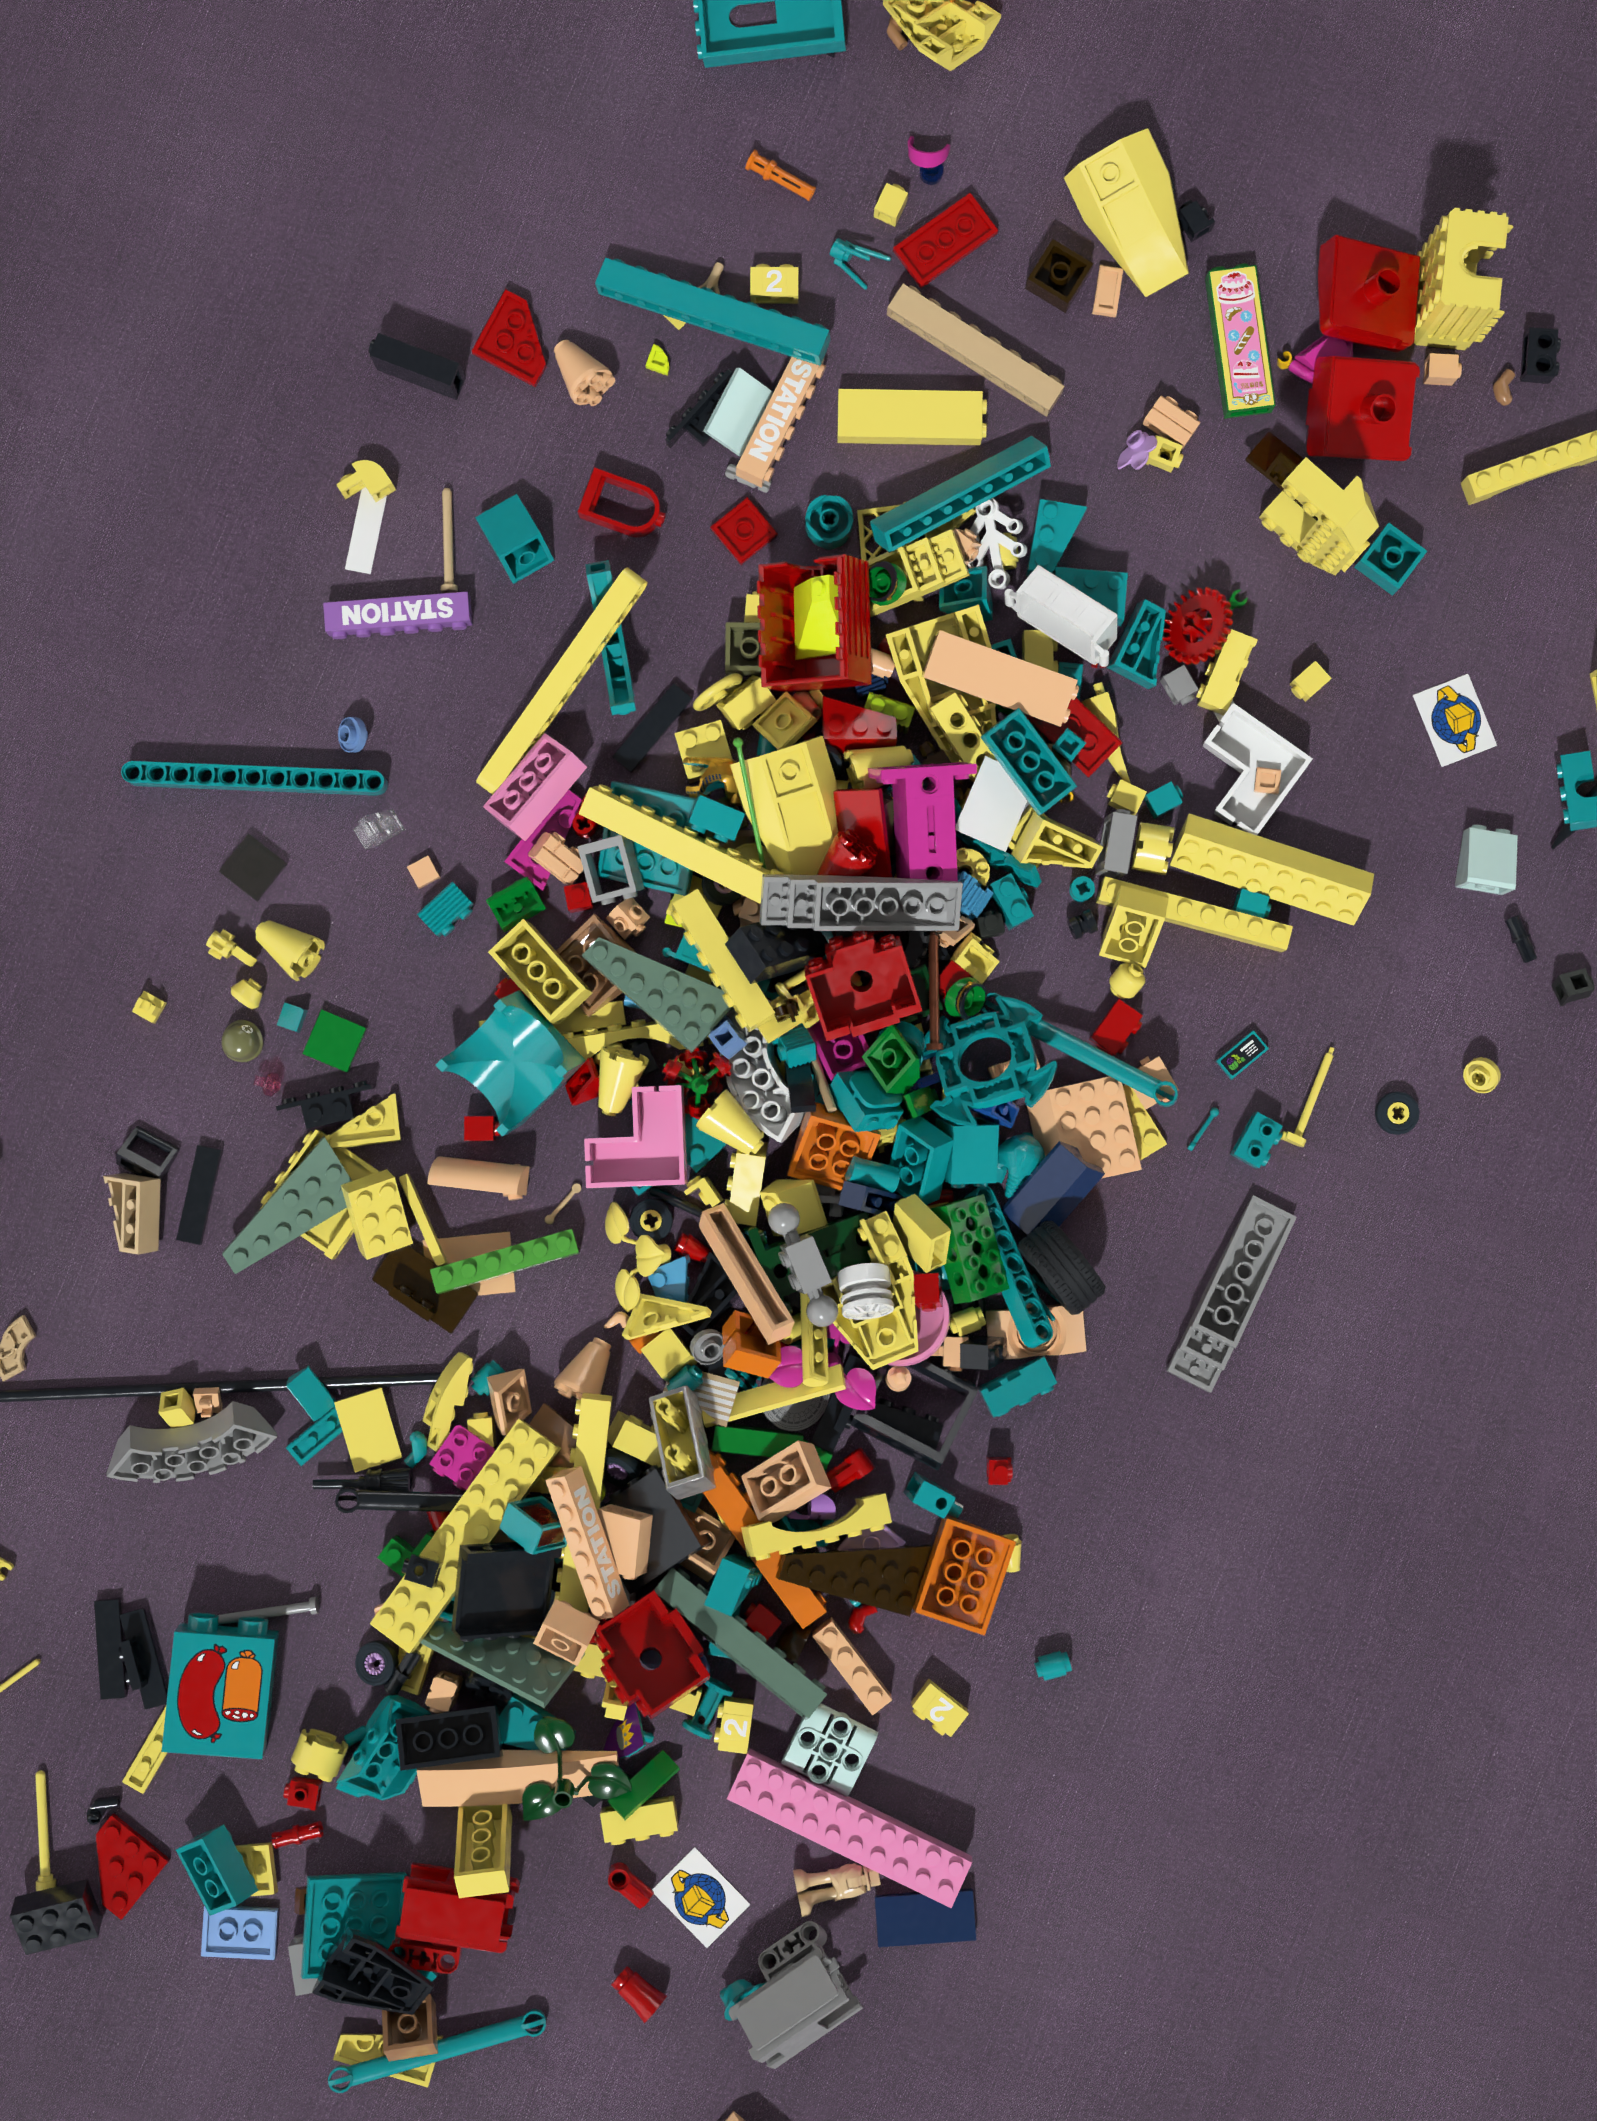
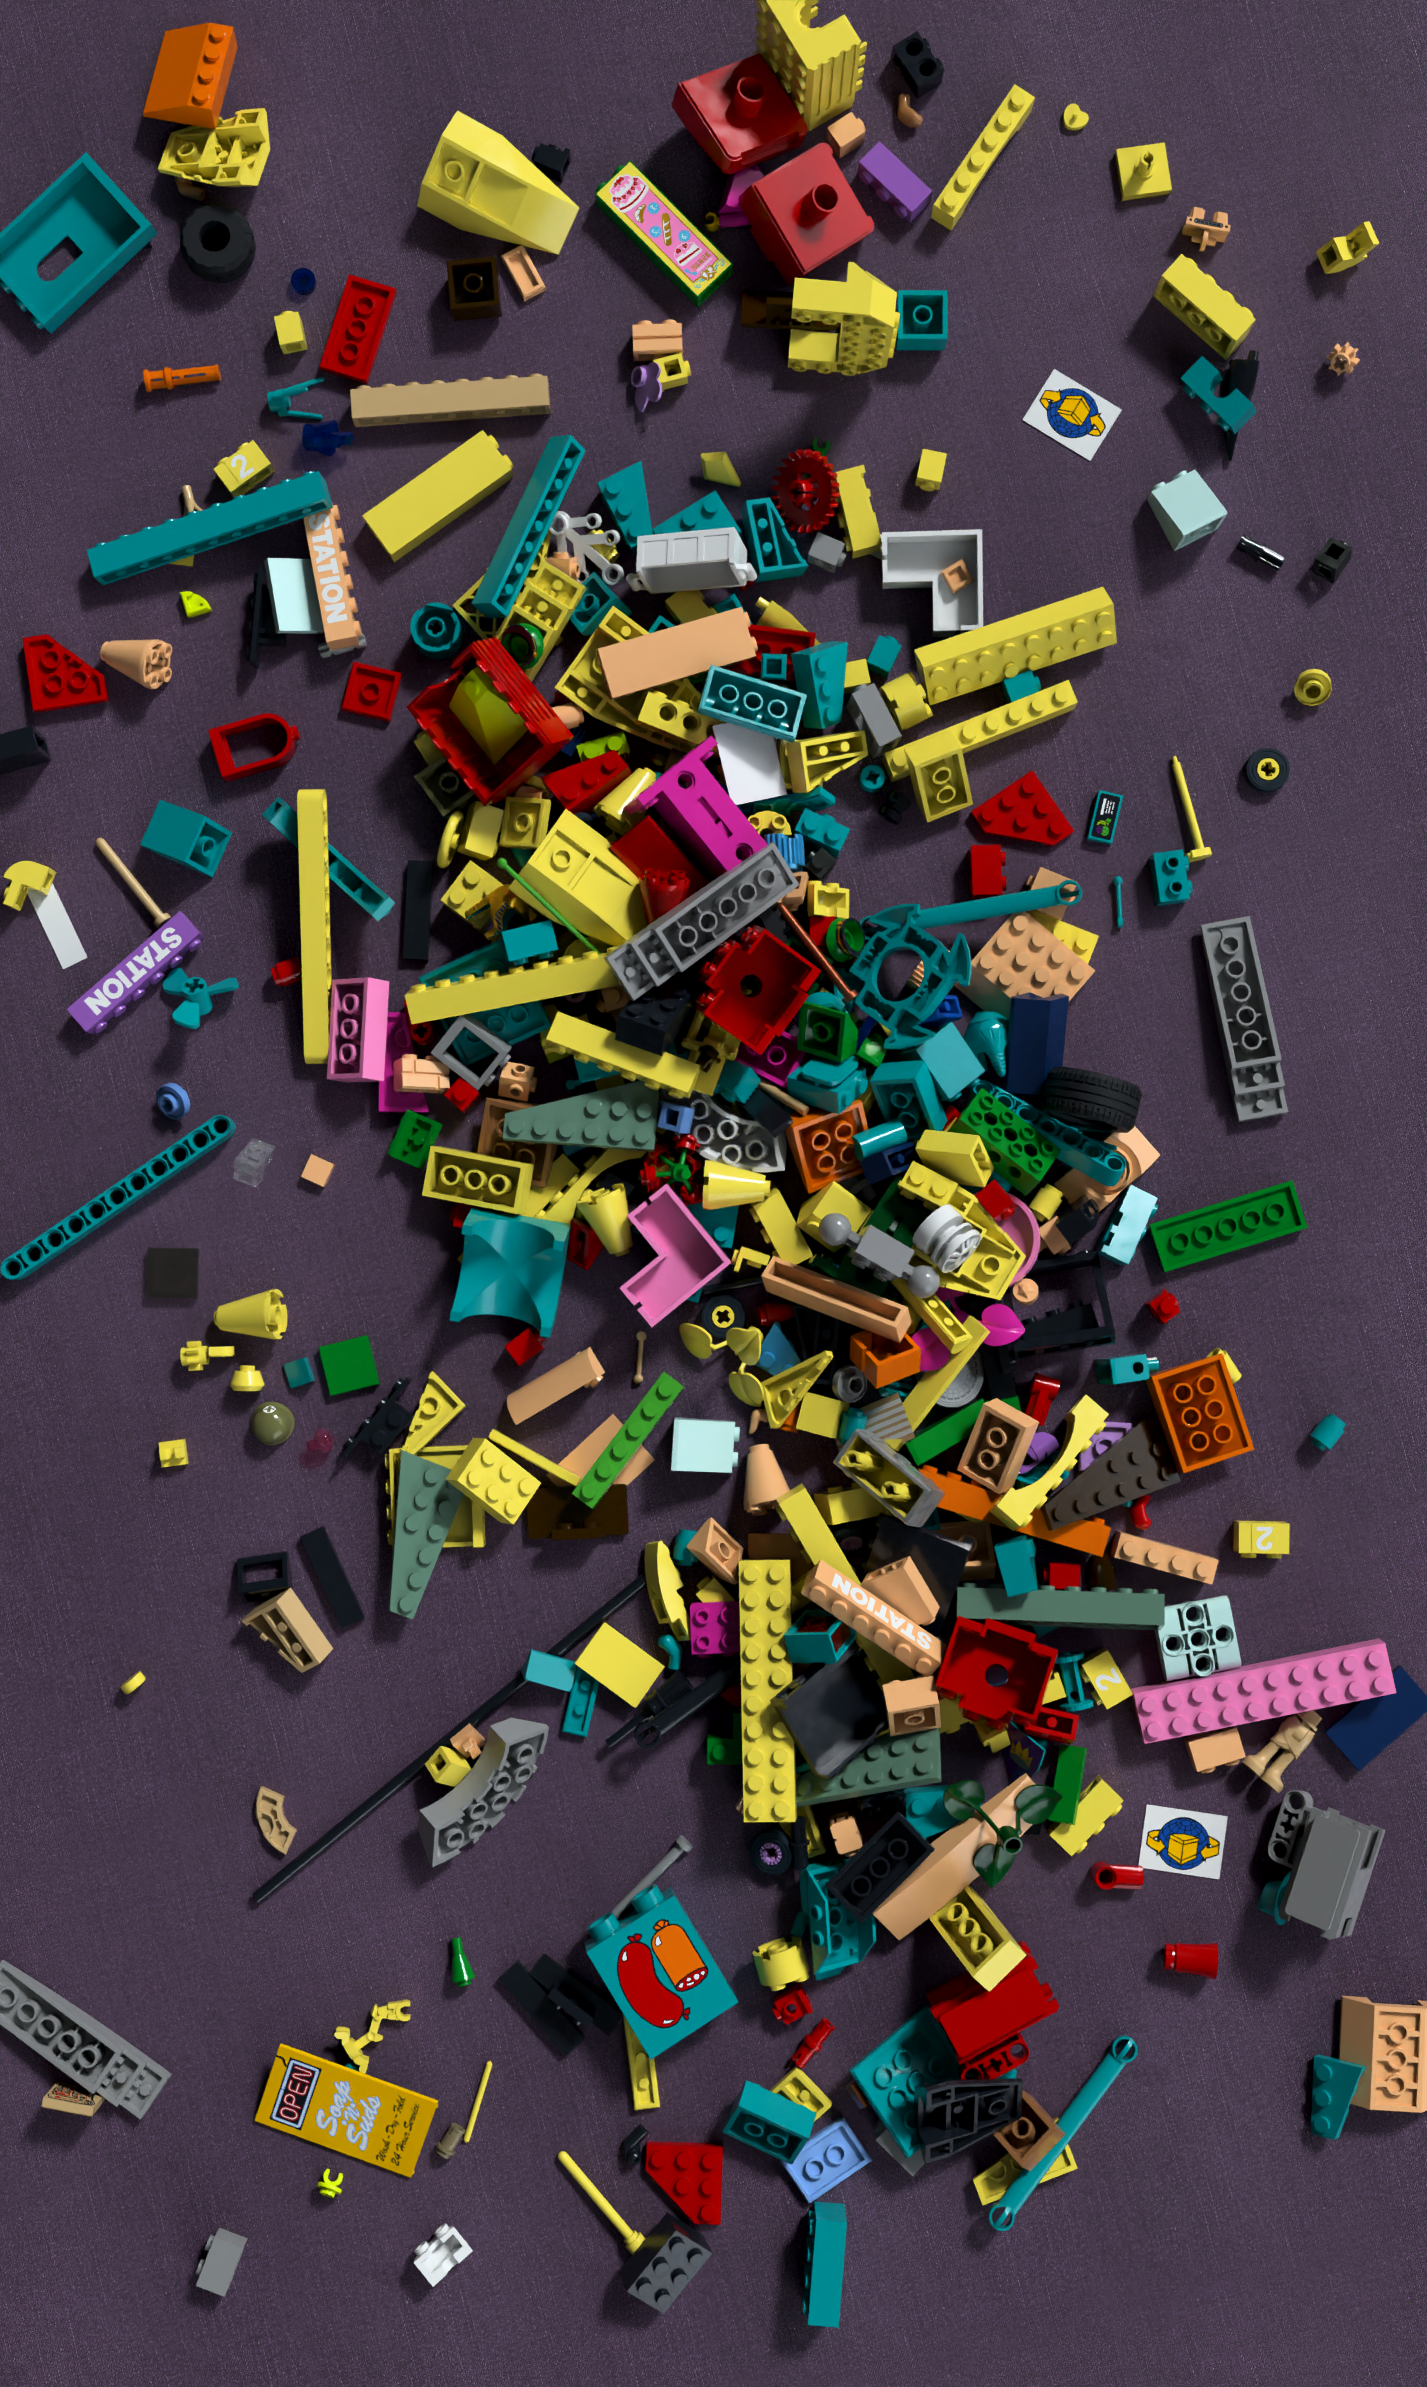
camera: 35 degrees left, 0 degrees up
(71, 1571) = (461, 1969): none -> green cone
(177, 2011) = (824, 2264): none -> teal brick
(430, 667) = (196, 995): none -> teal piece
(431, 1570) = (763, 1740): black brick -> none
(446, 909) = (360, 1187): teal brick -> none
(515, 700) = (287, 971): none -> red brick
(560, 1309) = (704, 1445): none -> light aqua slope
(667, 1731) = (1054, 1726): none -> red brick
(778, 1844) = (1214, 1749): none -> light nougat brick
(856, 306) = (325, 437): none -> clear blue rock
(885, 71) = (211, 222): none -> black tyre
(926, 159) = (290, 273): dark pink helmet -> none
(1096, 1446) = (1227, 1226): none -> green plate
(1098, 783) = (821, 676): none -> teal wedge
(1127, 980) = (966, 826): light yellow head -> none
(1145, 558) = (719, 468): none -> light yellow piece
(1181, 1004) = (1023, 813): none -> red plate
(1451, 434) = (894, 182): none -> medium lavender brick

